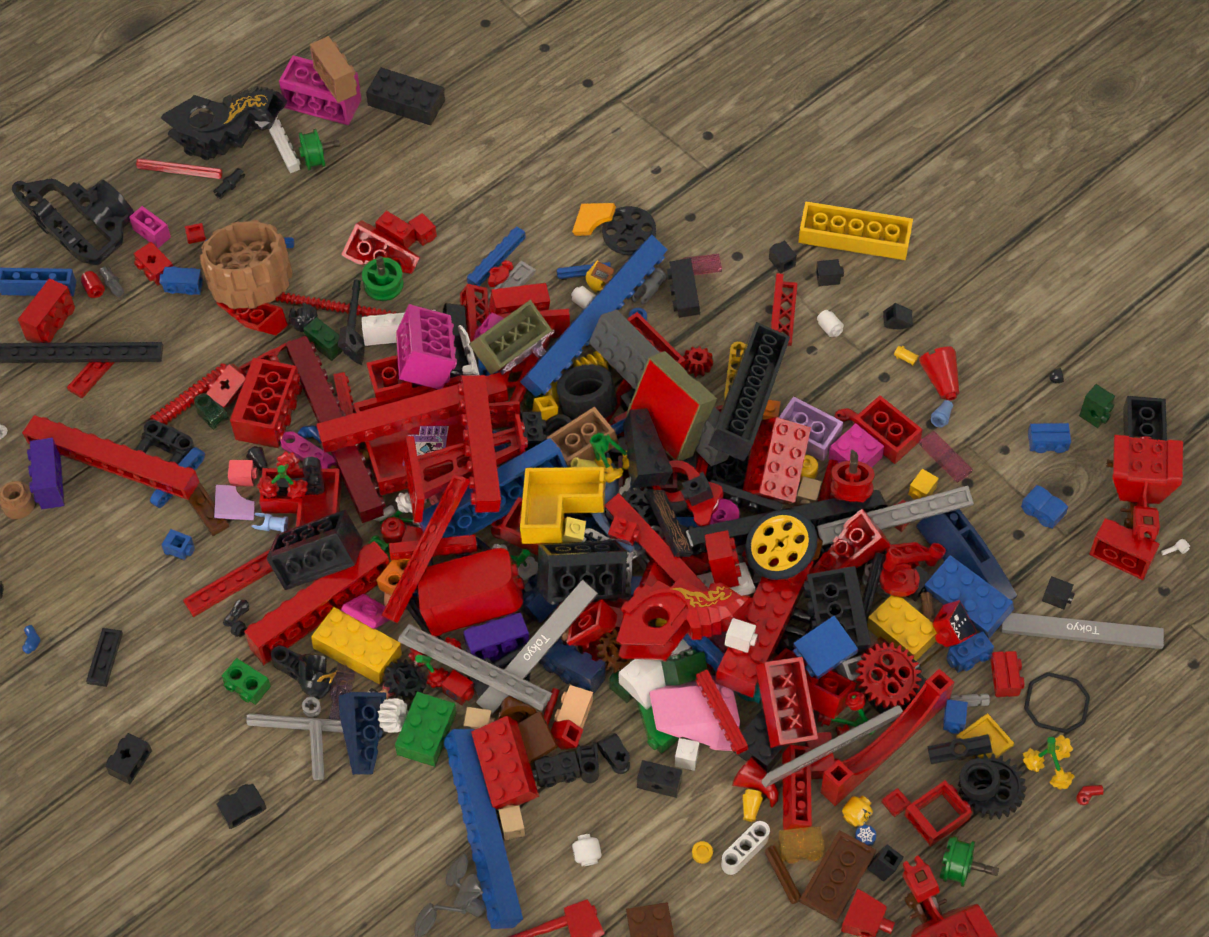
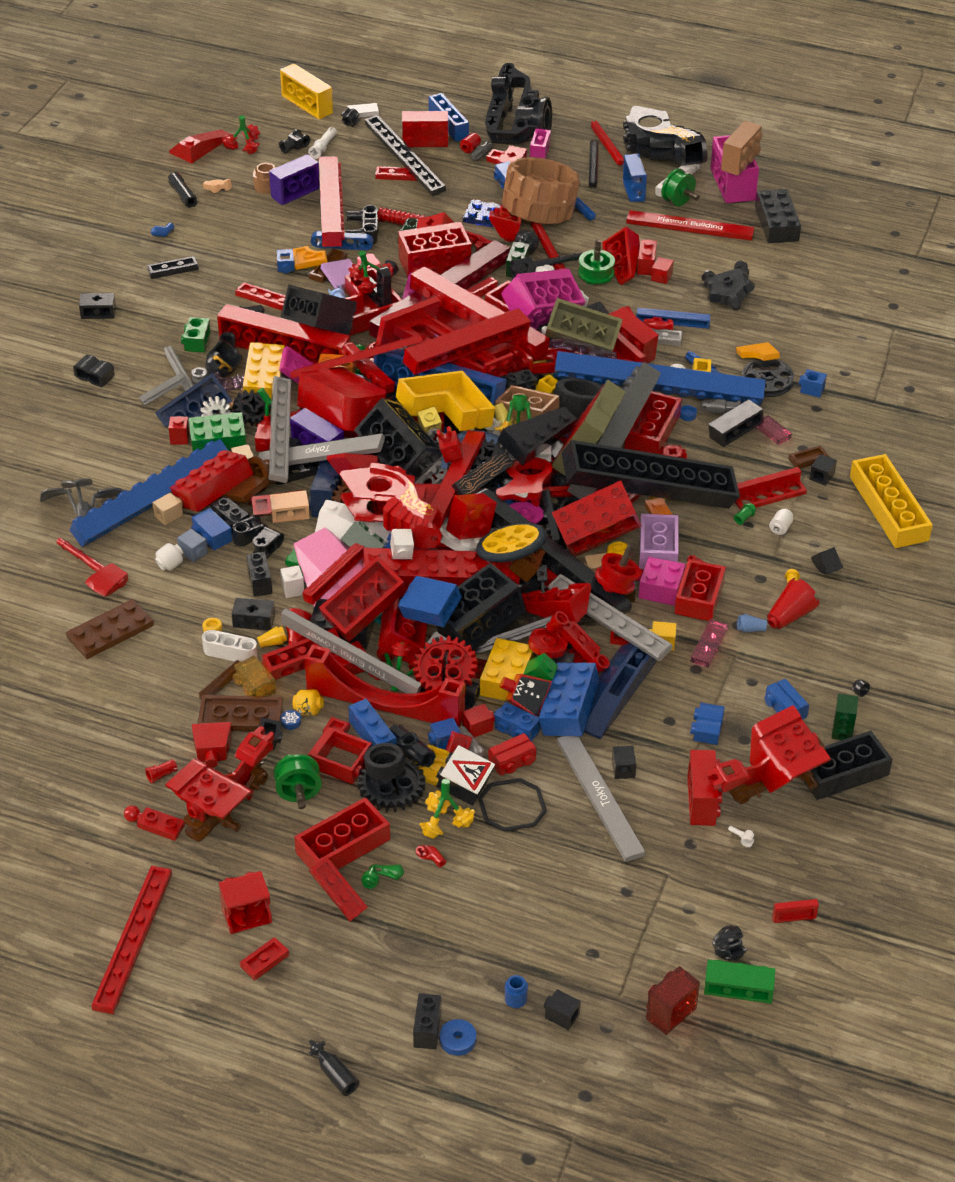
camera: 60 degrees right, 15 degrees down
(129, 273) = (494, 156): none -> red tile
(186, 520) = (306, 258): none -> light orange tile
(205, 197) = (593, 163): none -> black axle
(217, 332) = (478, 213): none -> clear blue plate
(229, 183) = (612, 167): black pin -> none
(268, 177) = (634, 178): none -> blue window
(362, 171) = (690, 225): none -> red tile
(397, 762) = (179, 430): none -> red brick
(486, 189) = (730, 286): none -> black shield
(567, 794) = (212, 528): none -> blue brick
(581, 821) = (193, 545): none -> sand blue brick
(602, 272) = (699, 361): tile -> none
(663, 201) = (813, 383): none -> blue brick
(697, 490) = (525, 476): black brick -> none
(715, 797) = (253, 614): none -> black brick
(754, 258) = (806, 457): none -> reddish brown tile
(800, 341) = (747, 511): none -> green pin
(829, 272) = (833, 502): black brick -> none
(920, 772) = (369, 724): none -> blue brick
(930, 601) = (541, 667): none -> green brick
(956, 675) = (478, 720): none -> red brick
(975, 709) = (458, 739): none -> red tile
(1017, 722) = (466, 773): none -> piece
(1045, 856) = (343, 835): none -> red brick
(1094, 833) = (370, 878): none -> green piece
(1104, 885) = (338, 889): none -> red tile

